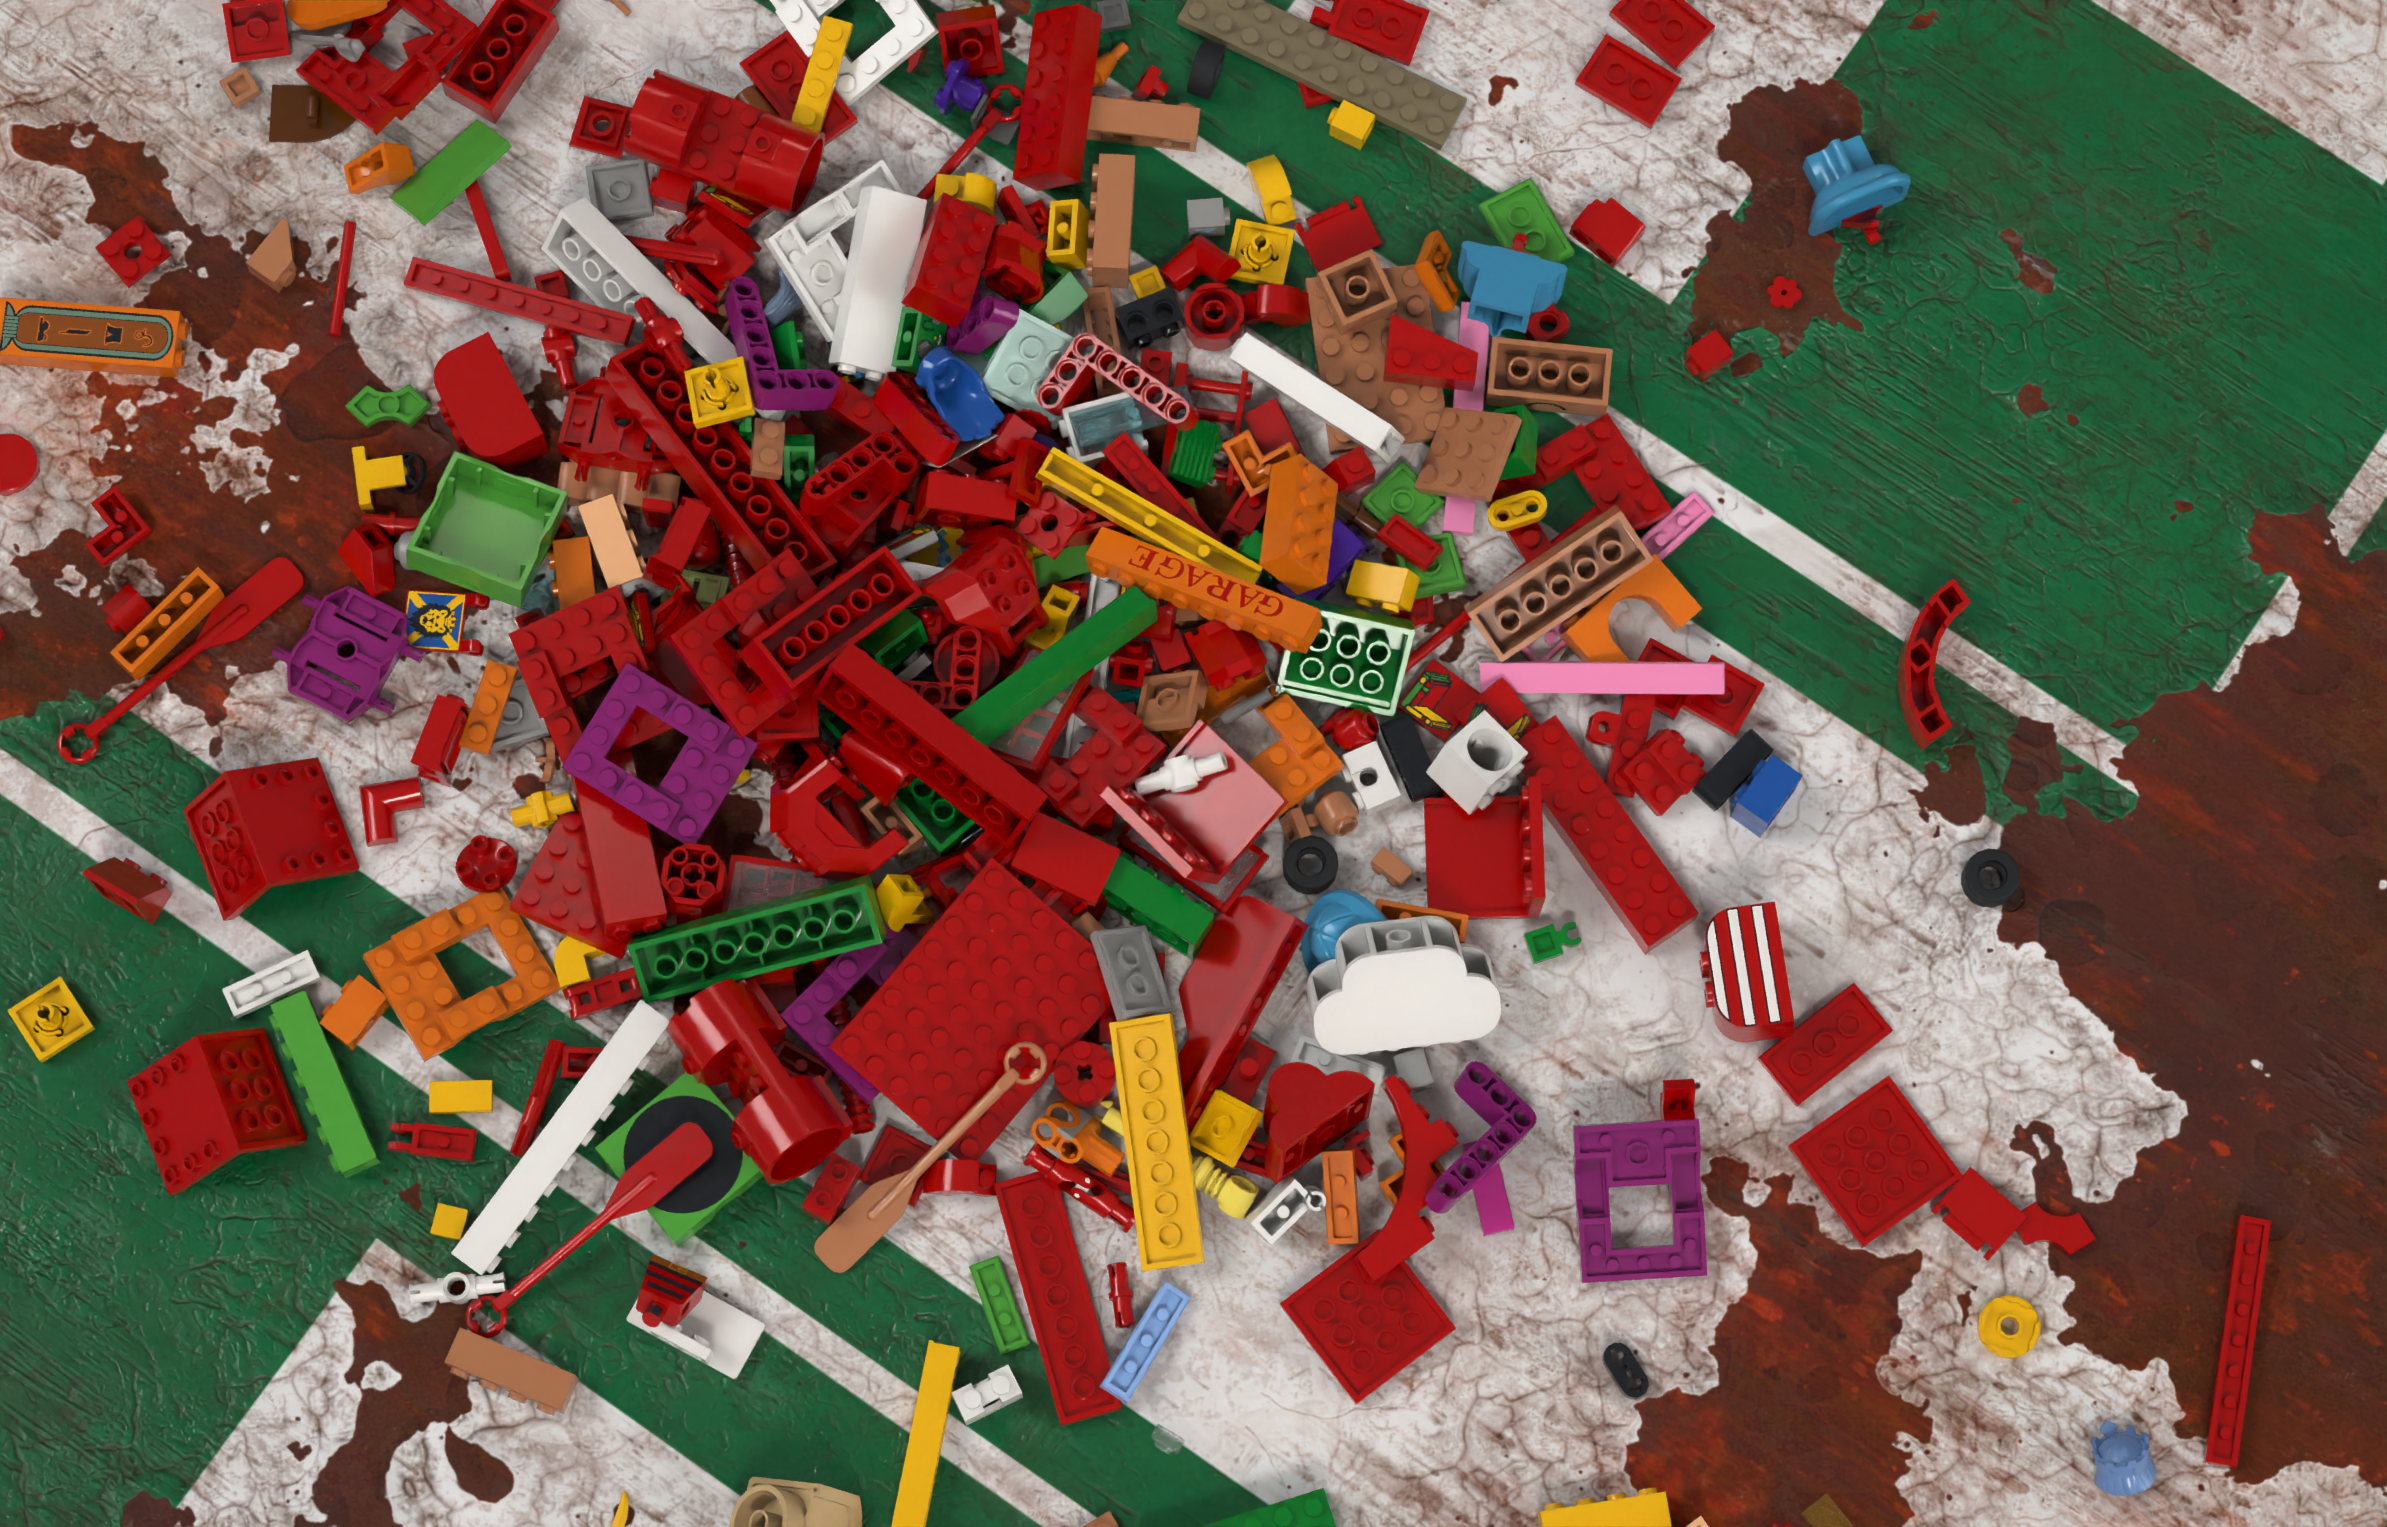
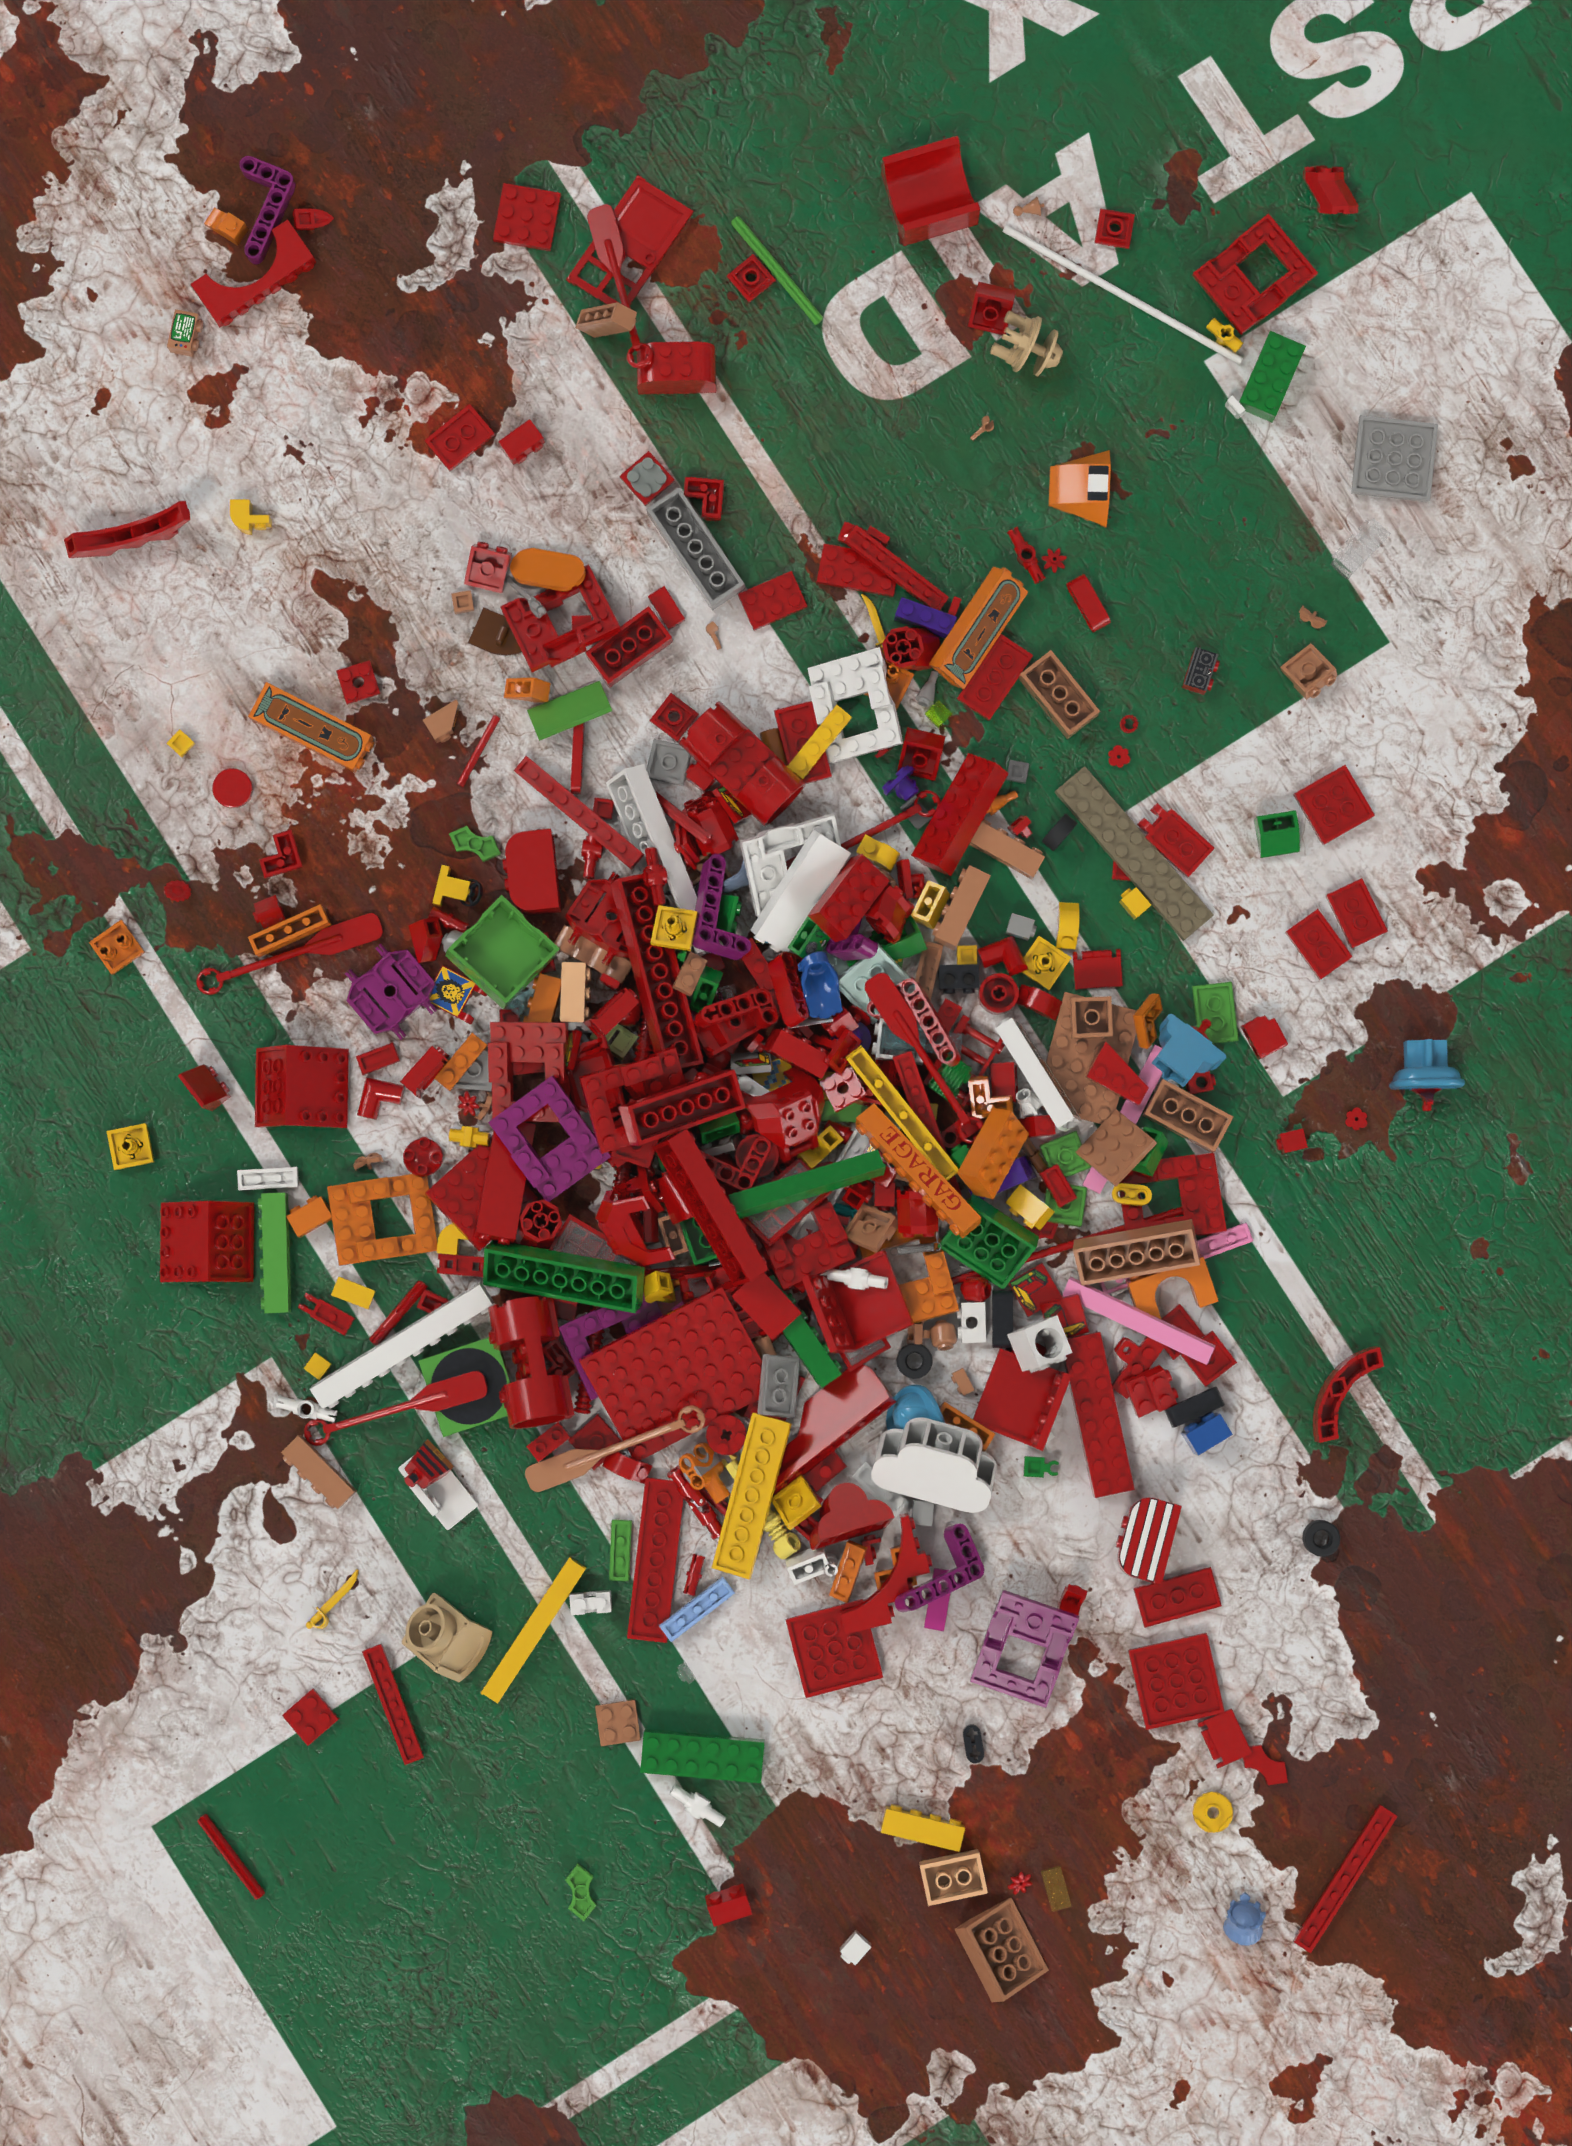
camera: 25 degrees right, 10 degrees up
(366, 755) = (378, 1058): none -> red tile
(410, 897) = (371, 1158): none -> nougat piece
(522, 765) = (468, 1104): none -> red plant
(1099, 400) = (904, 1025): none -> red piece
(1319, 446) = (1027, 1103): none -> white rock

